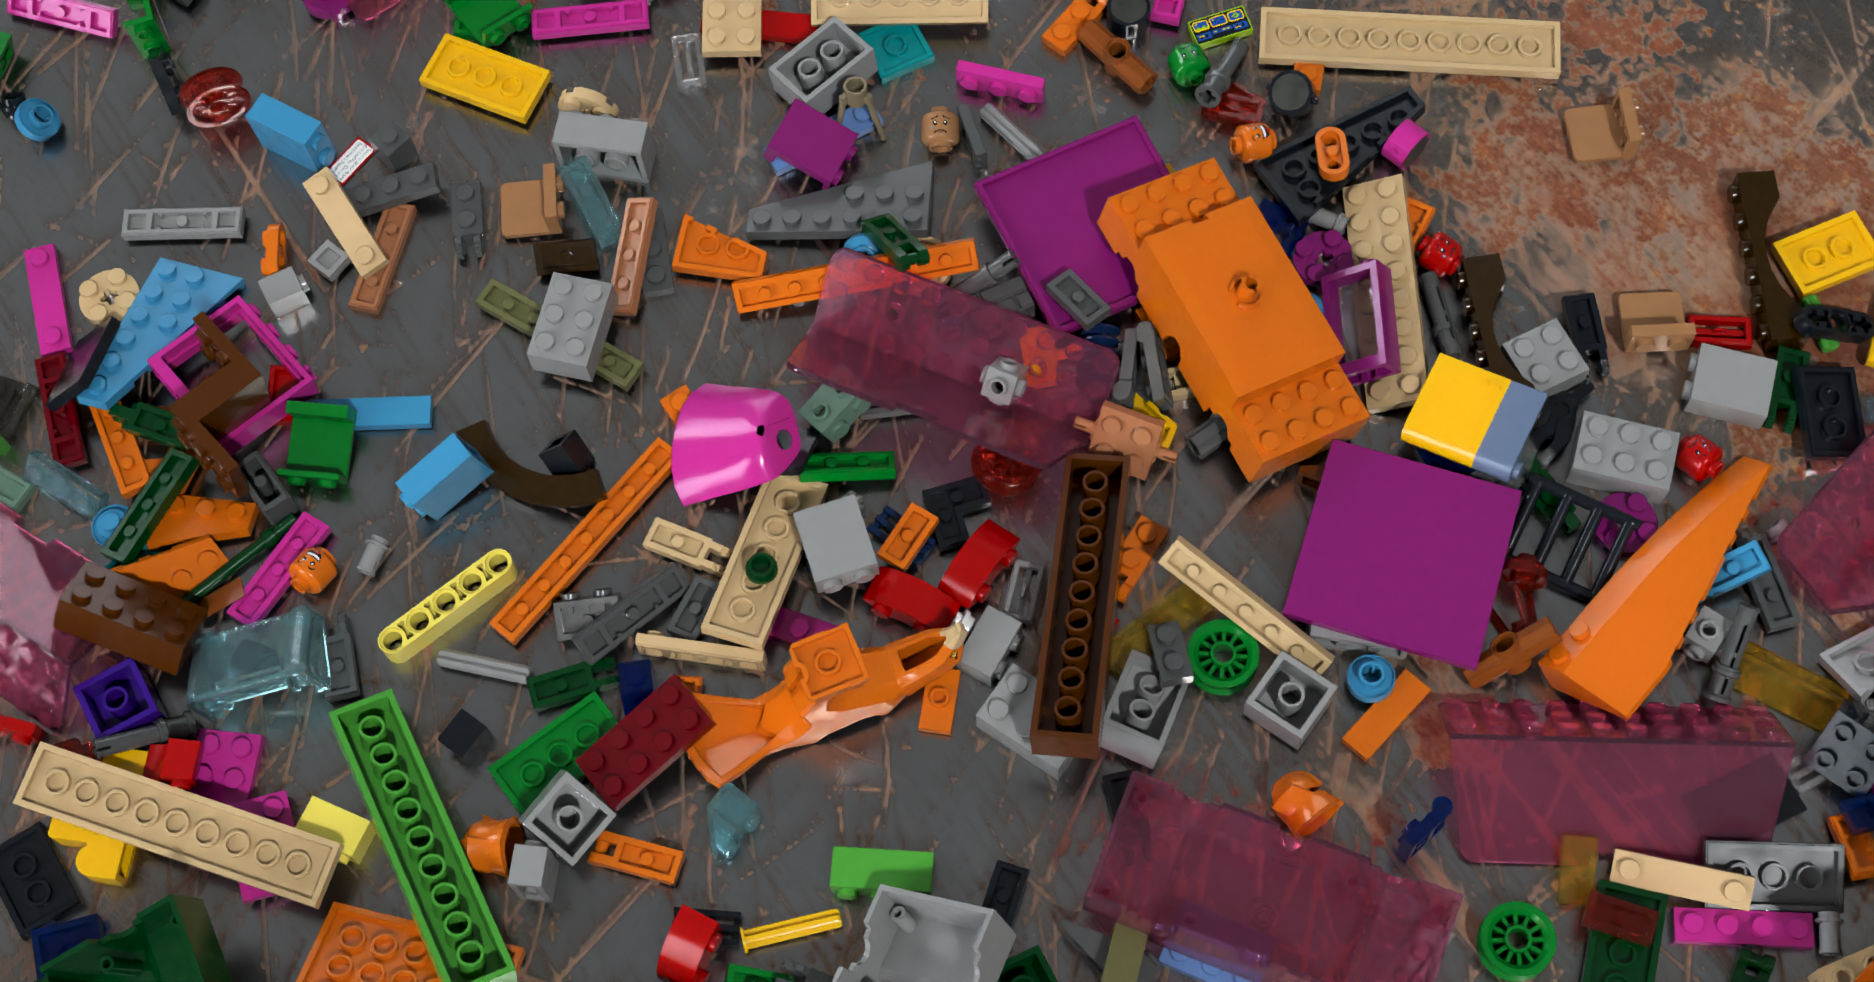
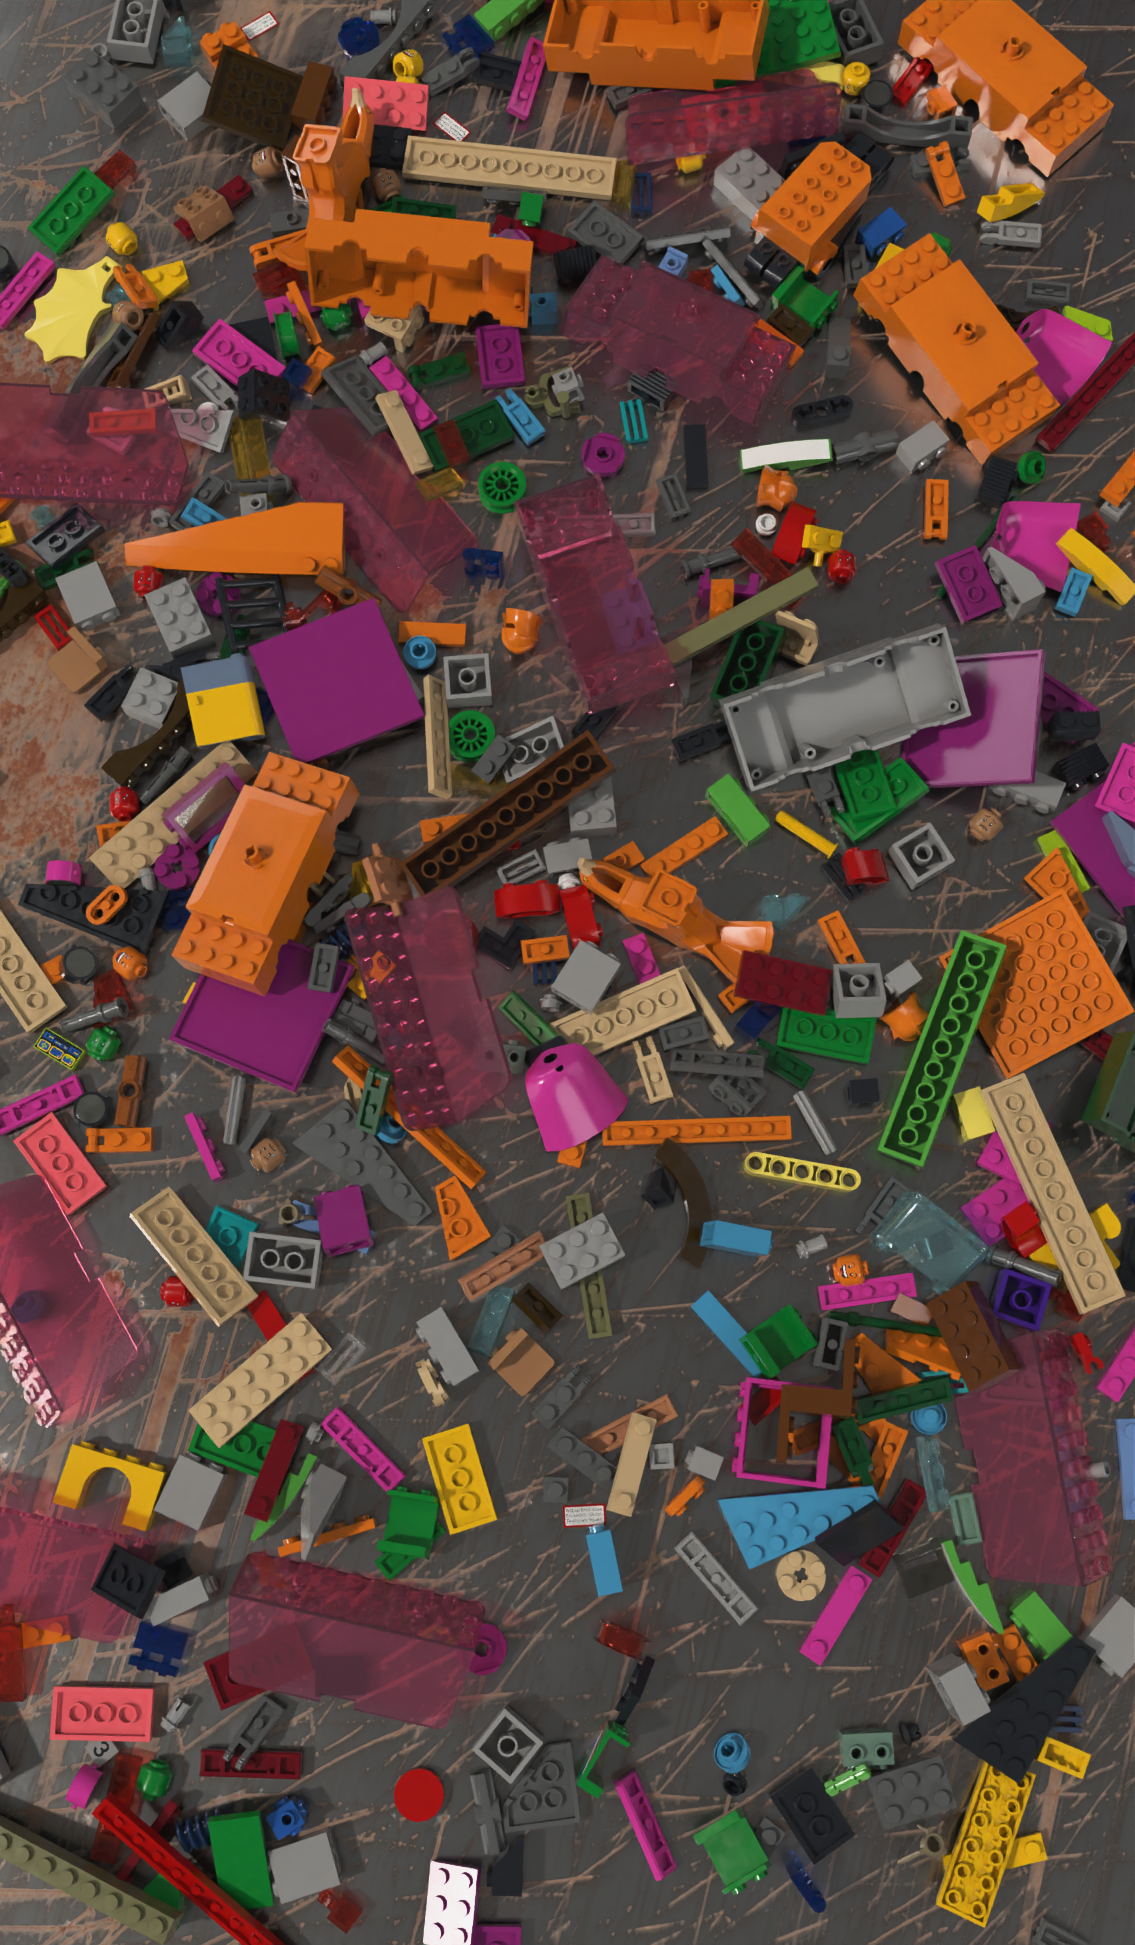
camera: 135 degrees left, 10 degrees up
(761, 568) = (634, 1007): dark green plate -> none
(892, 781) = (686, 848): none -> orange plate
(1003, 380) = (408, 970): light grey brick -> none

